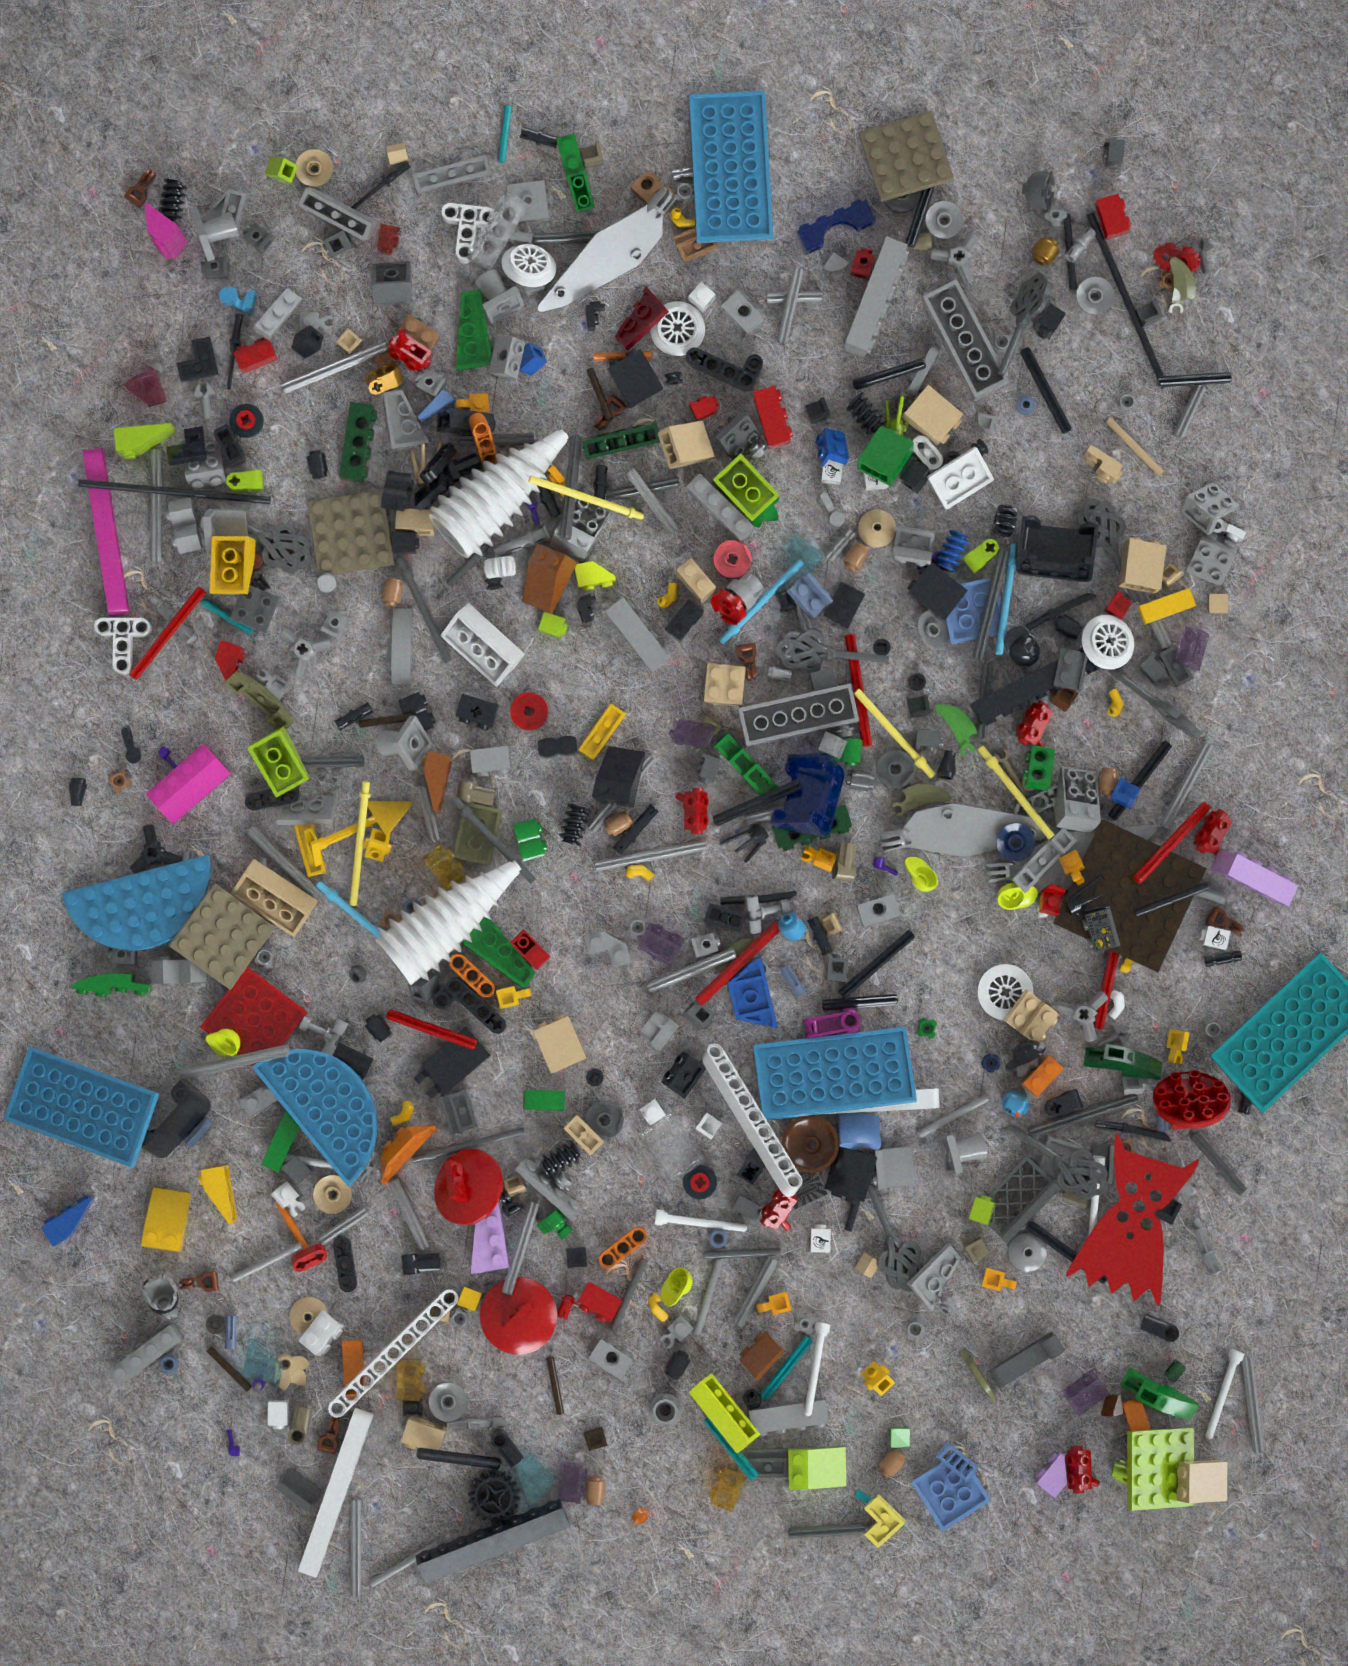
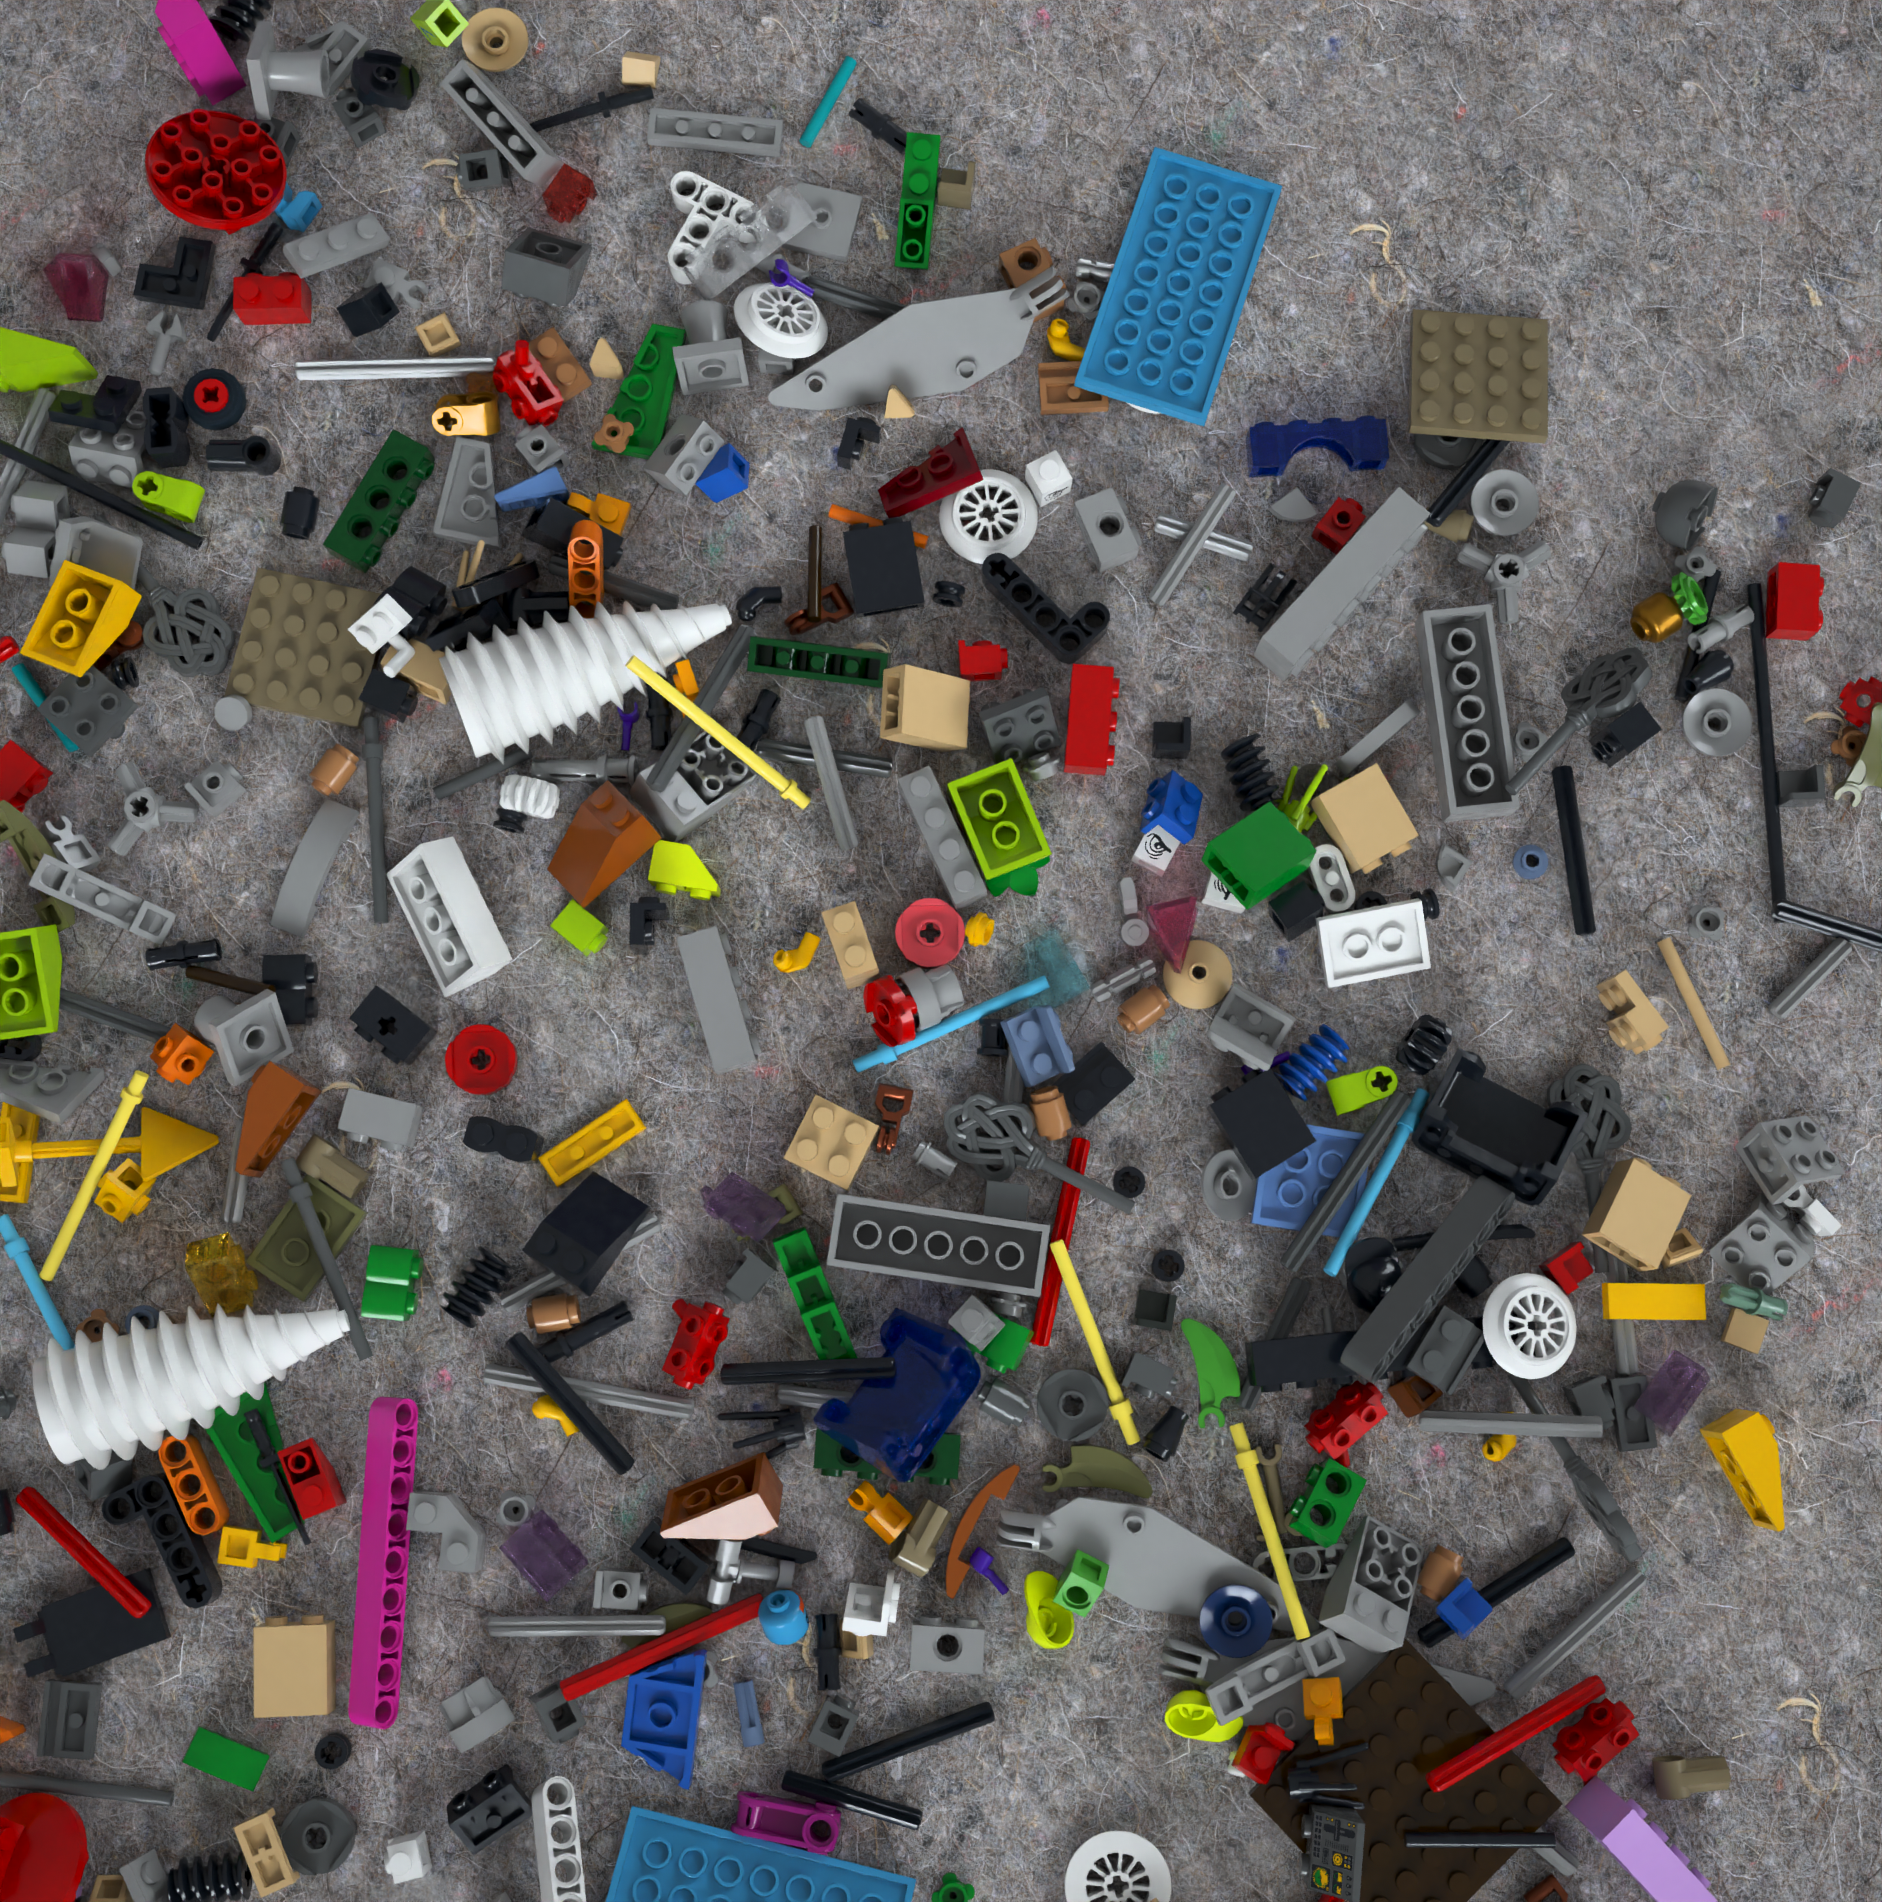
camera: 20 degrees right, 5 degrees down
(202, 299) = (215, 170): none -> red bracket
(265, 222) = (394, 92): none -> black plate
(272, 445) = (241, 456): none -> black piece
(303, 704) = (102, 899): none -> light grey slope
(376, 767) = (180, 1055): none -> orange brick
(390, 507) = (383, 625): none -> white plate
(445, 322) = (605, 363): none -> tan slope
(471, 360) = (615, 443): none -> medium nougat plate
(507, 948) = (270, 1460): none -> black sword
(522, 242) = (786, 278): none -> dark purple hand
(573, 418) = (754, 598): none -> black arm
(582, 976) = (383, 1563): none -> dark pink beam
(607, 287) = (898, 405): none -> tan slope
(644, 863) = (570, 1403): none -> black axle
(684, 620) = (806, 1006): black brick -> none
(743, 881) = (726, 1503): none -> dark orange slope
(757, 548) = (979, 929): none -> yellow plate
(829, 627) = (1050, 1113): none -> medium nougat brick
(834, 905) = (871, 1607): none -> white bracket
(838, 320) = (1263, 600): none -> black arm
(855, 509) = (1172, 928): none -> clear pink slope
(868, 870) = (997, 1485): none -> dark orange slope
(888, 374) = (1317, 721): black axle -> none
(932, 847) = (1081, 1583): none -> bright green brick
(1048, 637) = (1427, 1279): none -> dark grey beam
(1058, 235) = (1690, 598): none -> bright green gear
(1082, 269) = (1709, 671): none -> black cone
(1116, 694) = (1511, 1423): none -> light grey axle
(1216, 587) = (1753, 1301): none -> sand green axle
(1239, 666) = (1750, 1461): none -> yellow slope
(1262, 833) = (1680, 1776): none -> dark tan piece

